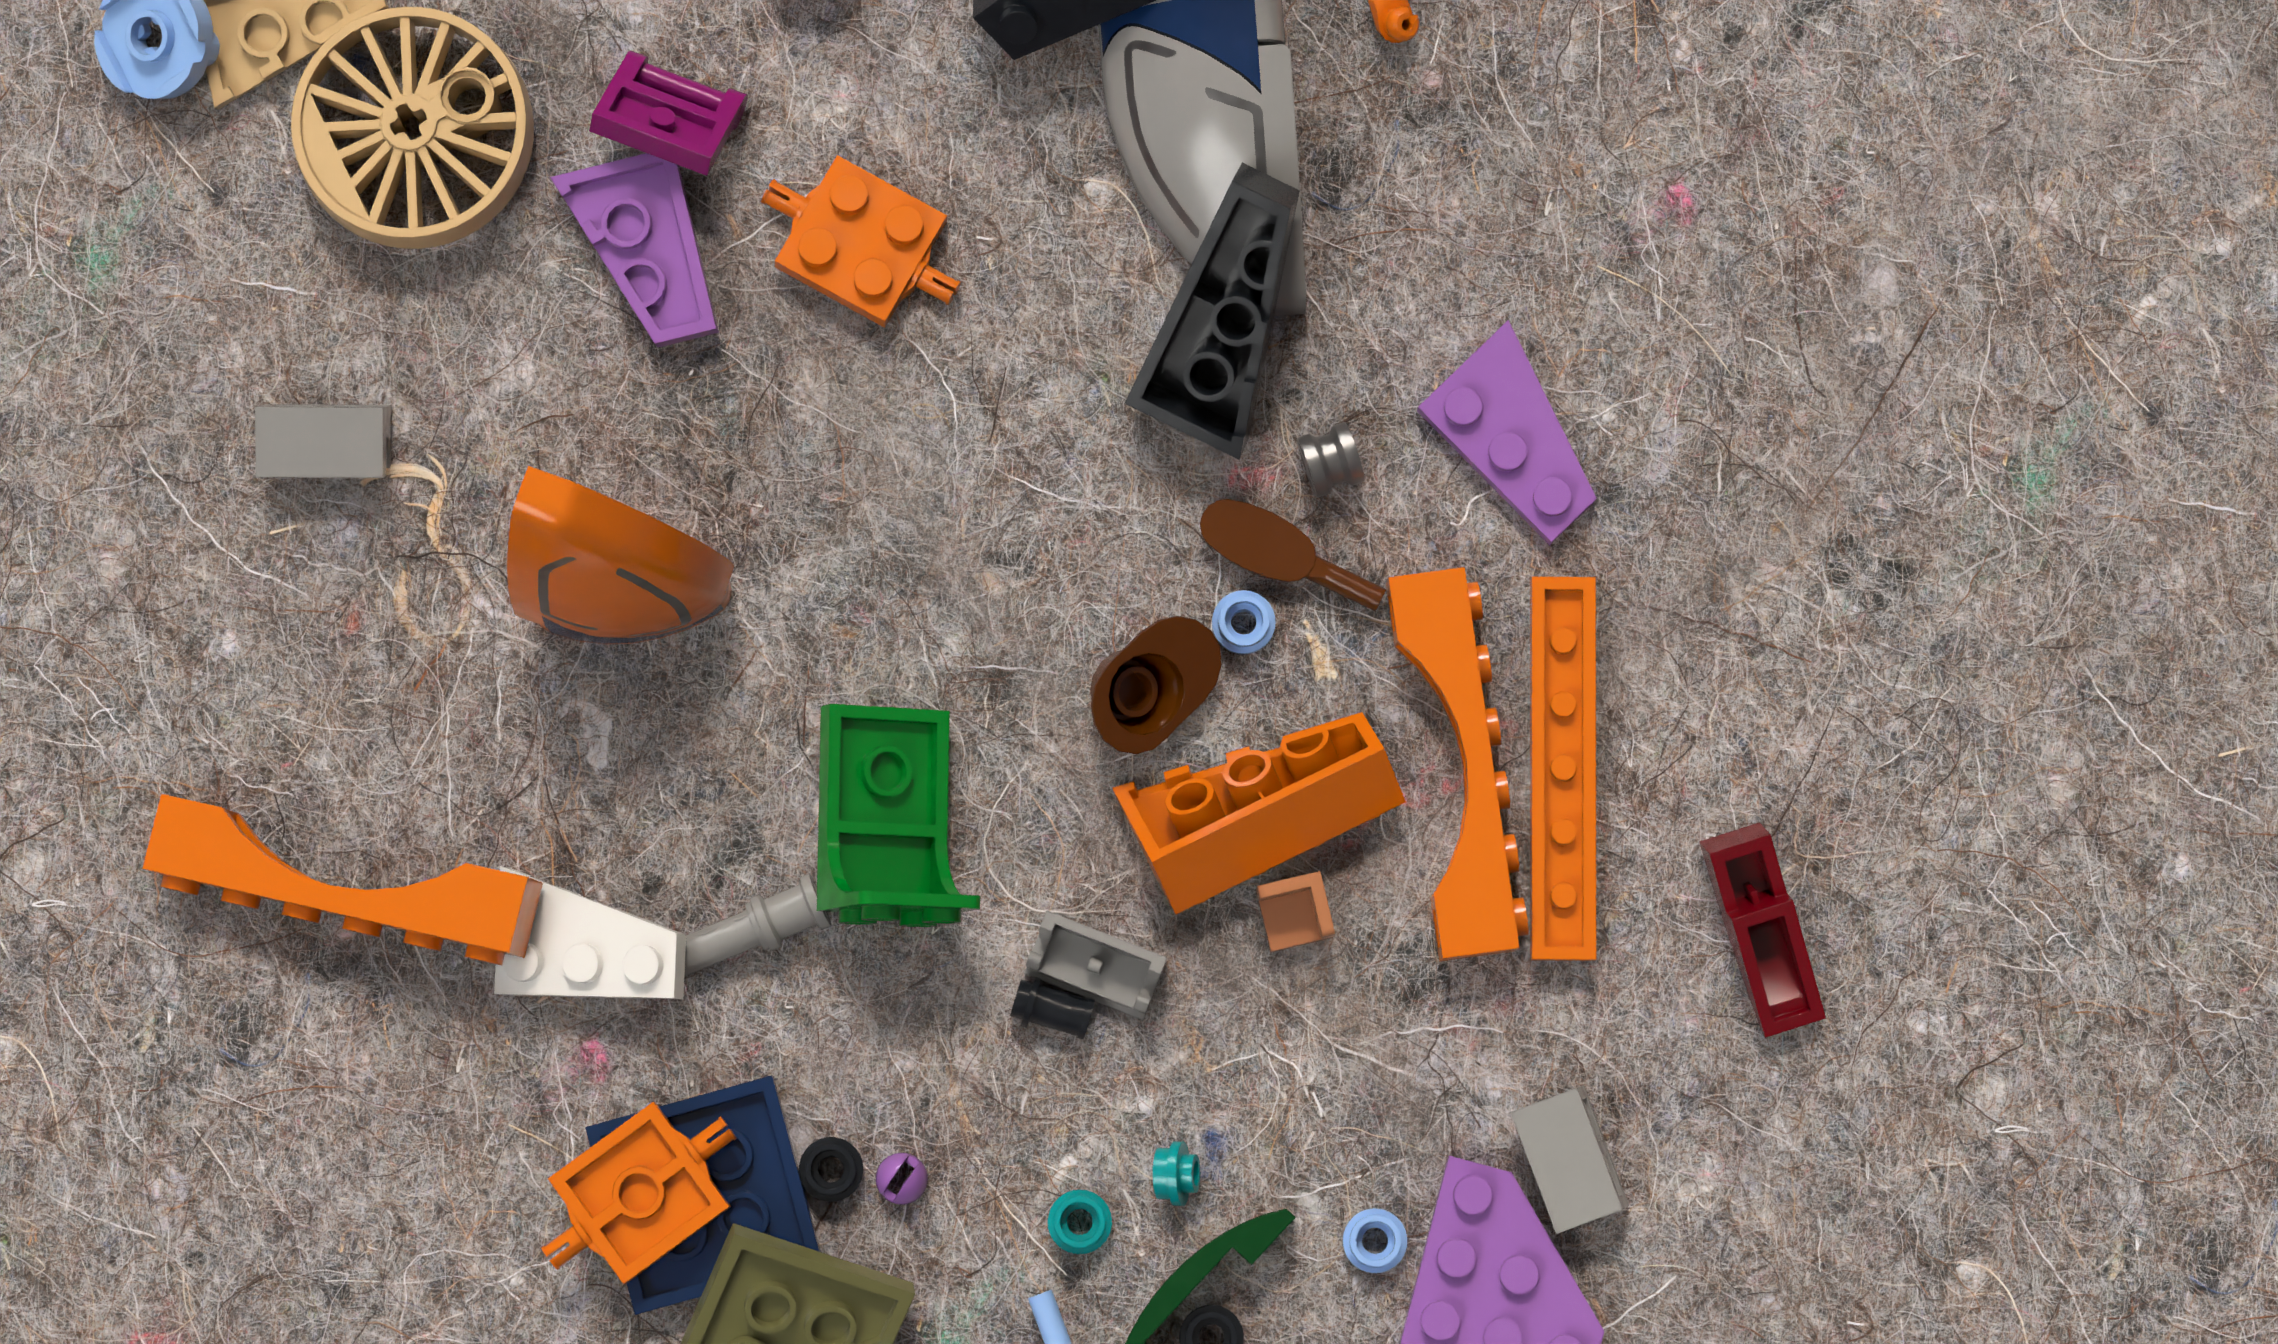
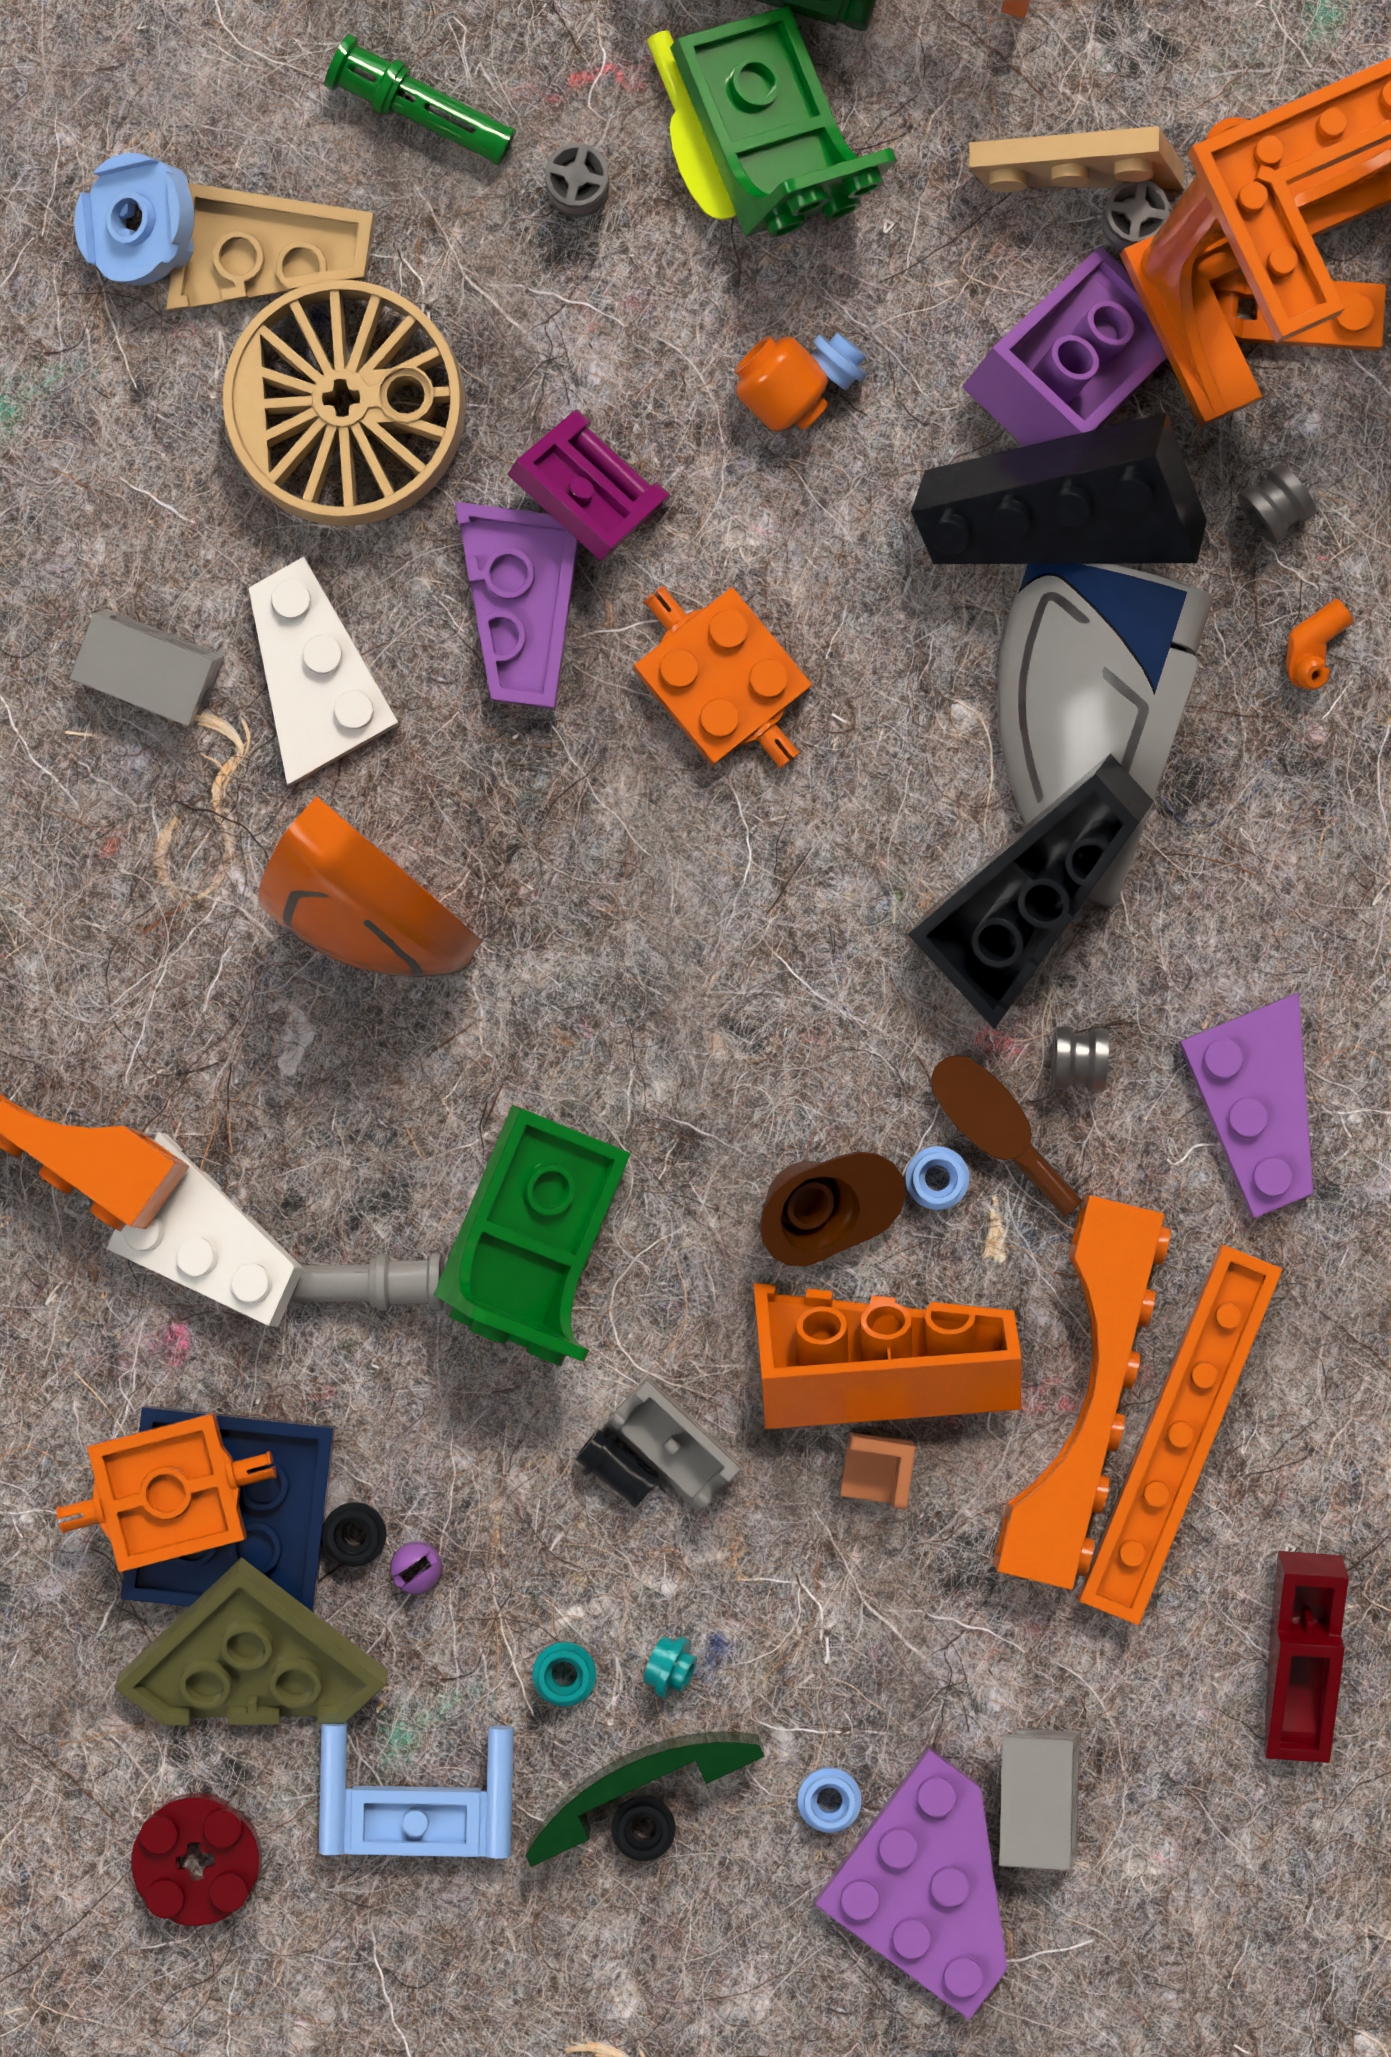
camera: 20 degrees right, 5 degrees up
(482, 386) = (314, 674): none -> white wing

